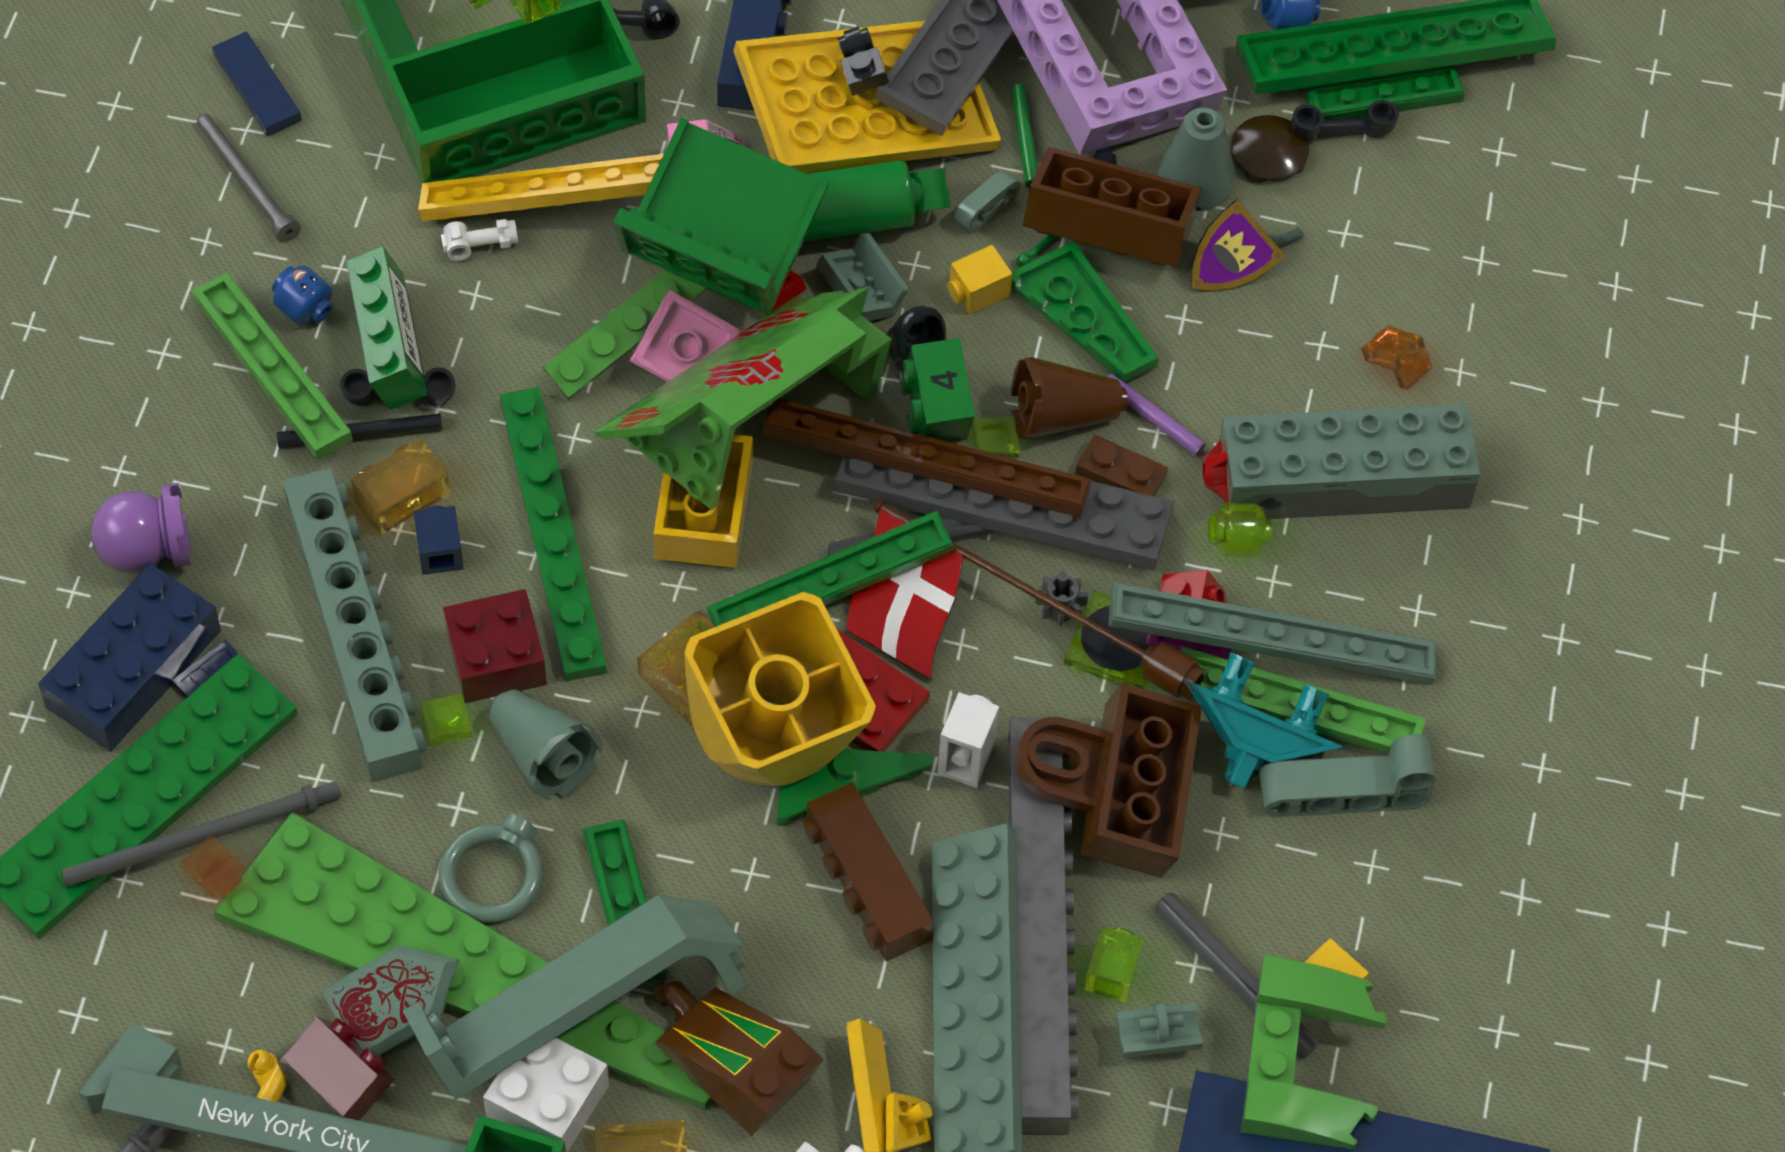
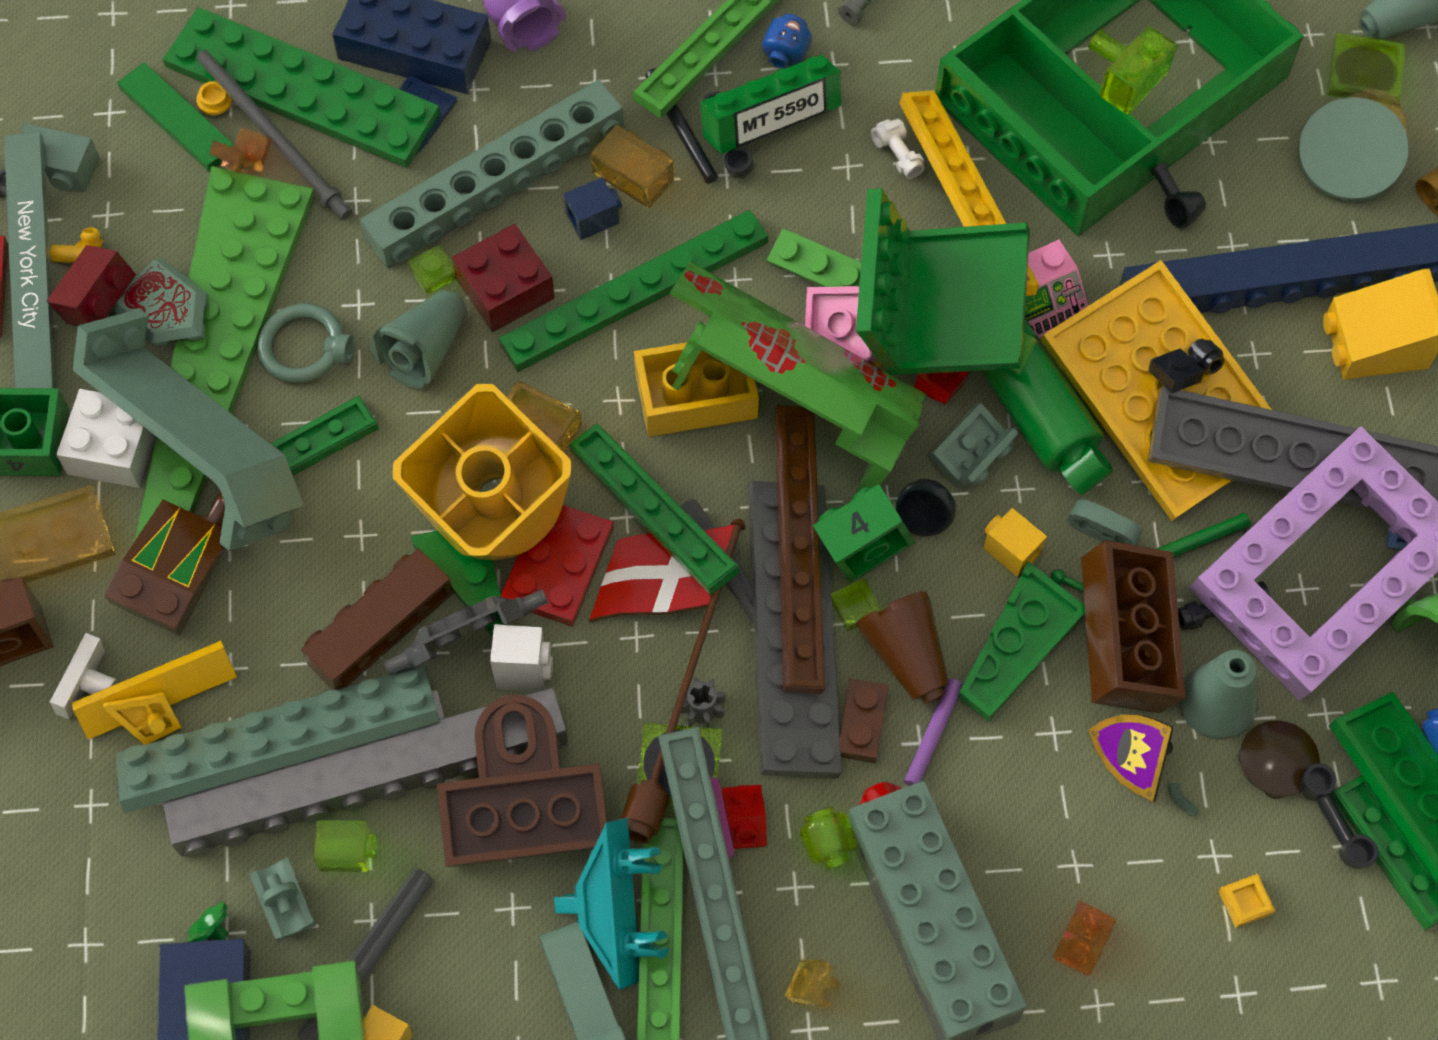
camera: 75 degrees right, 5 degrees up
(117, 891) = (213, 99): none -> yellow plate
(122, 938) = (173, 114): none -> green tile
(916, 781) = (448, 629): none -> dark grey plate
(1159, 1112) = (209, 924): none -> green plant
(1378, 588) = (810, 982): none -> clear yellow tile
(1397, 221) = (1246, 900): none -> yellow tile

